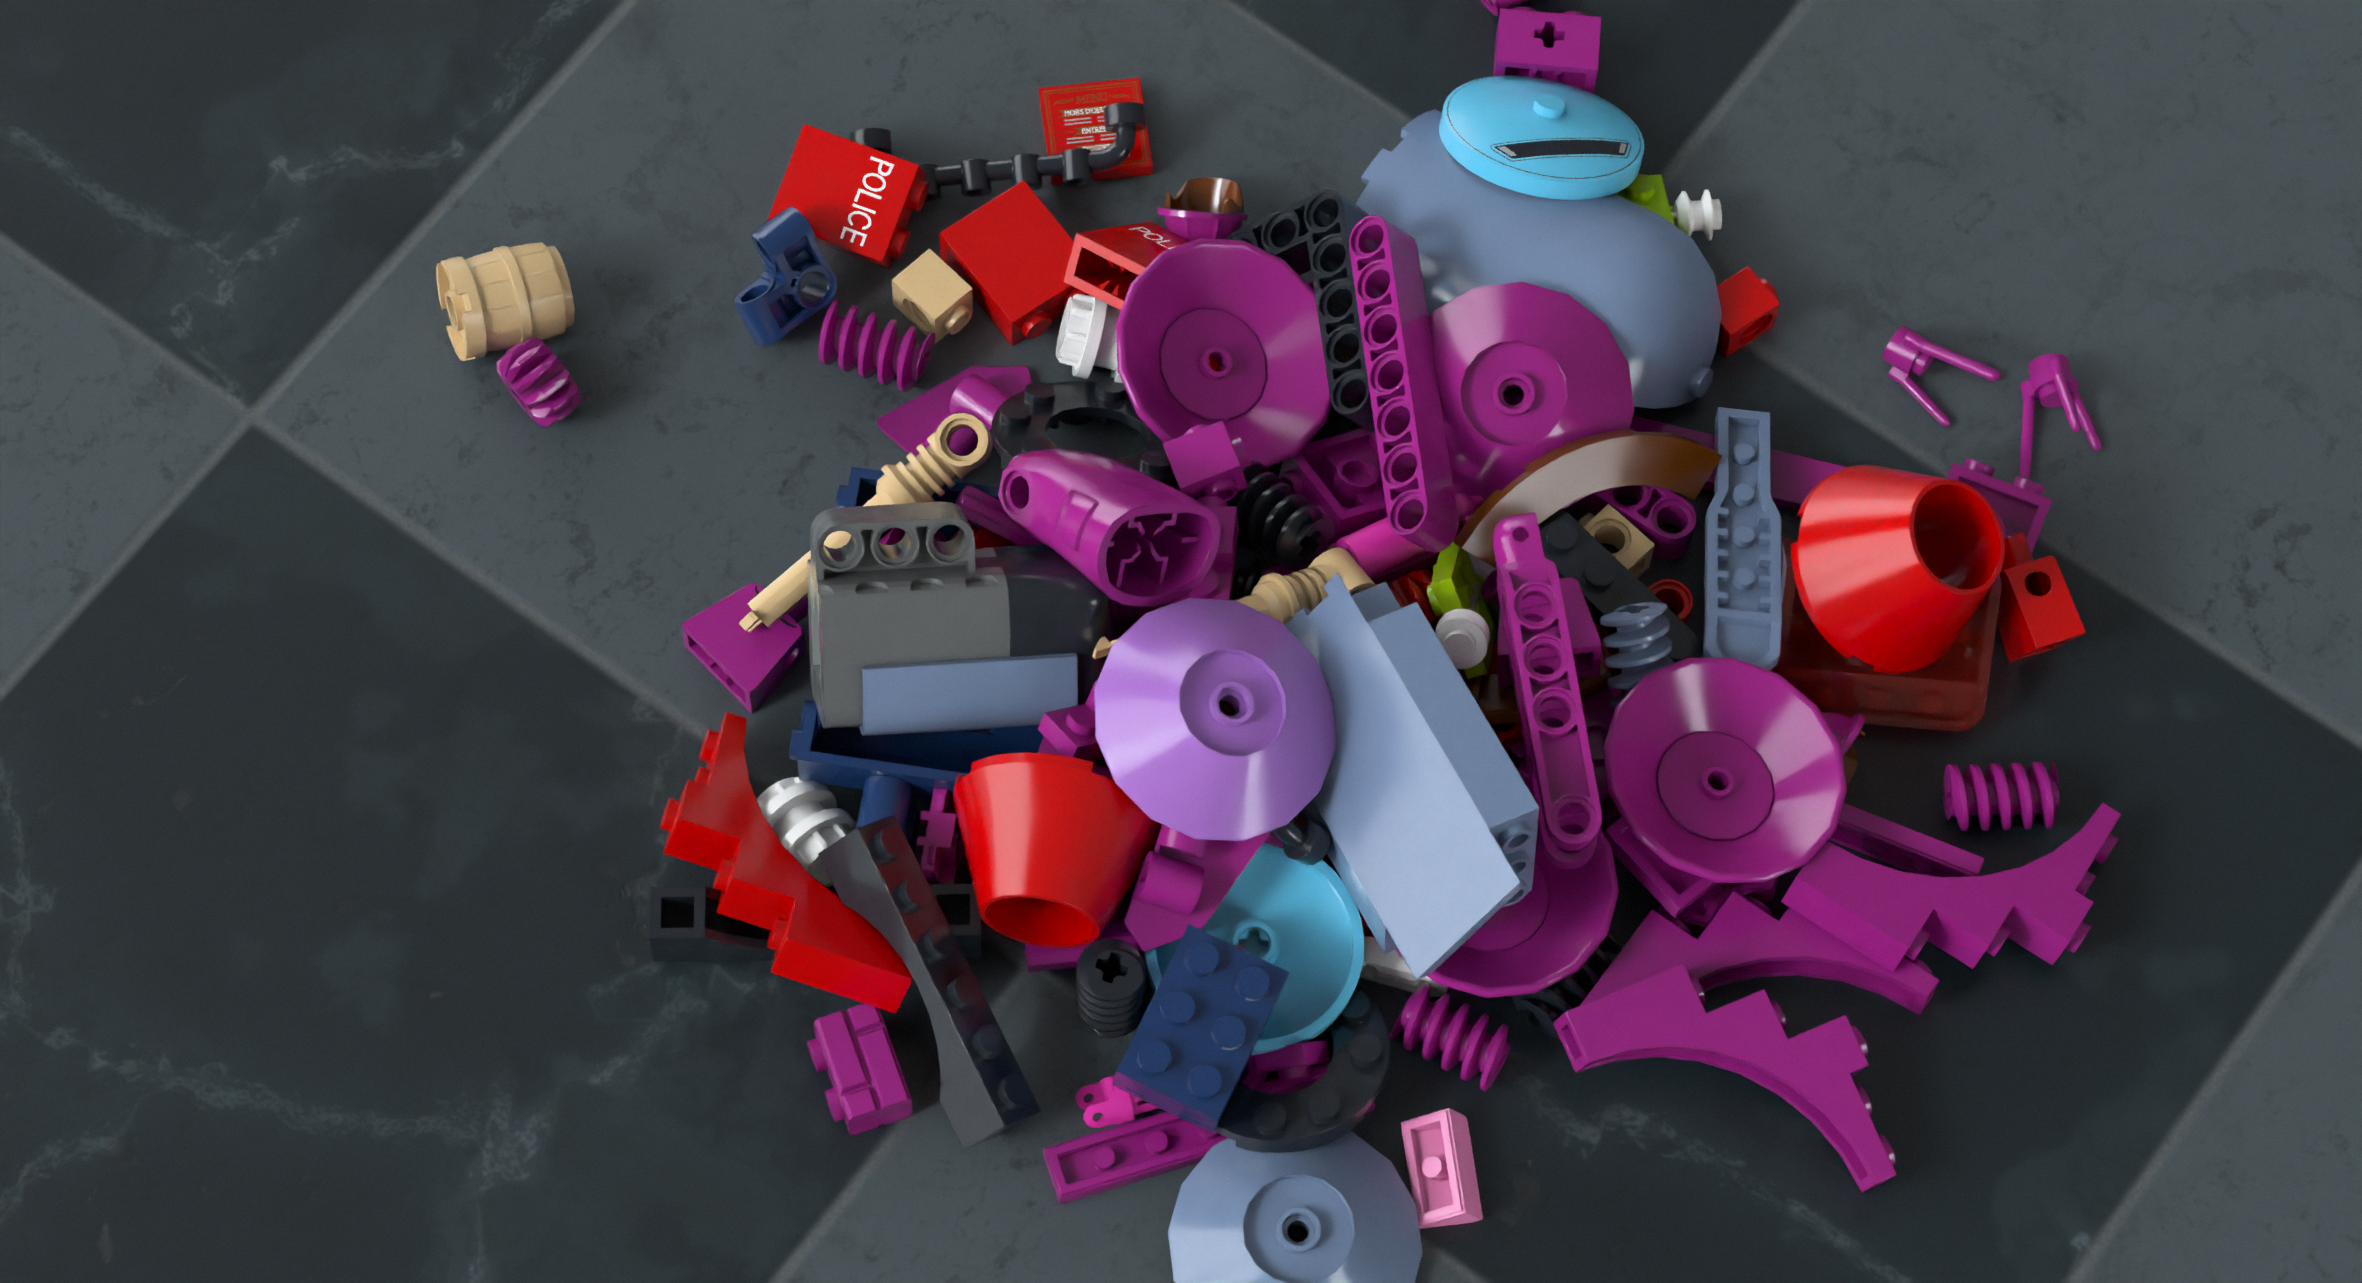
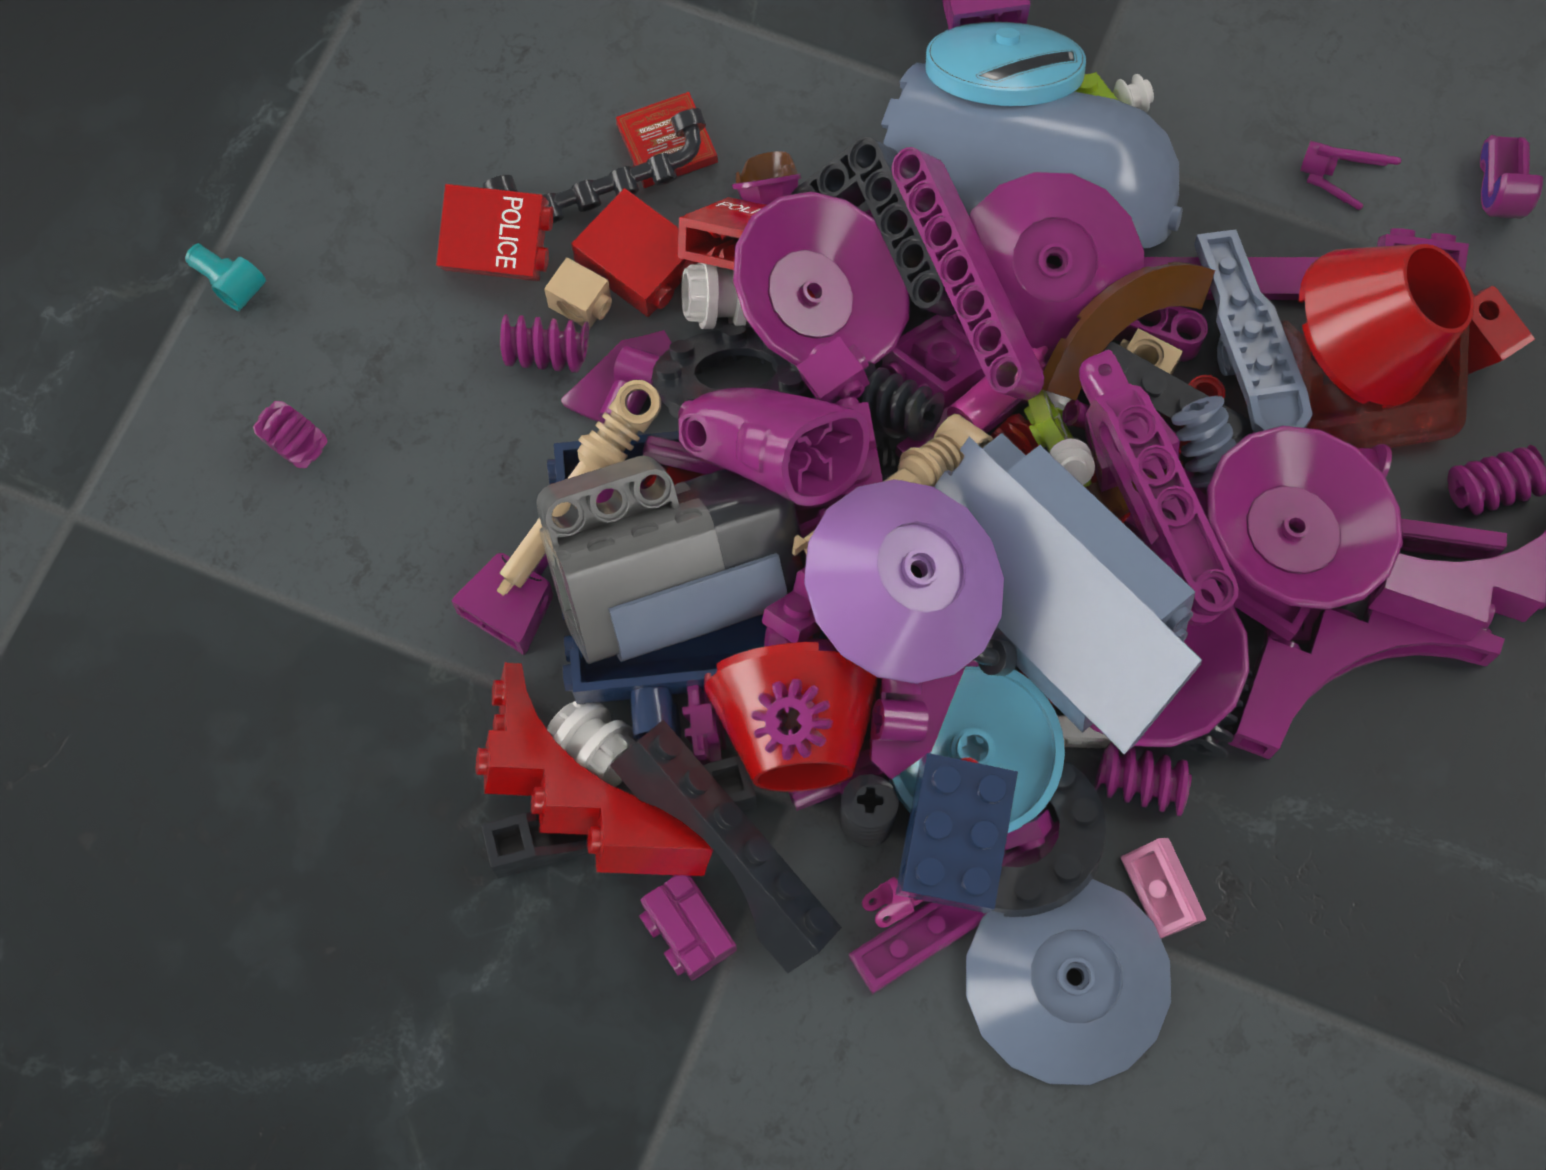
camera: 10 degrees left, 5 degrees up
(504, 298) = (247, 374): tan piece -> none
(512, 178) = (230, 280): none -> teal pin
(774, 302) = (458, 326): dark blue piece -> none
(1018, 840) = (775, 719): none -> magenta gear
(1747, 309) = (1195, 154): red brick -> none
(1809, 1071) = (1376, 722): magenta arch -> none
(2054, 387) = (1432, 158): magenta plant -> none
(2138, 430) = (1506, 182): none -> magenta animal

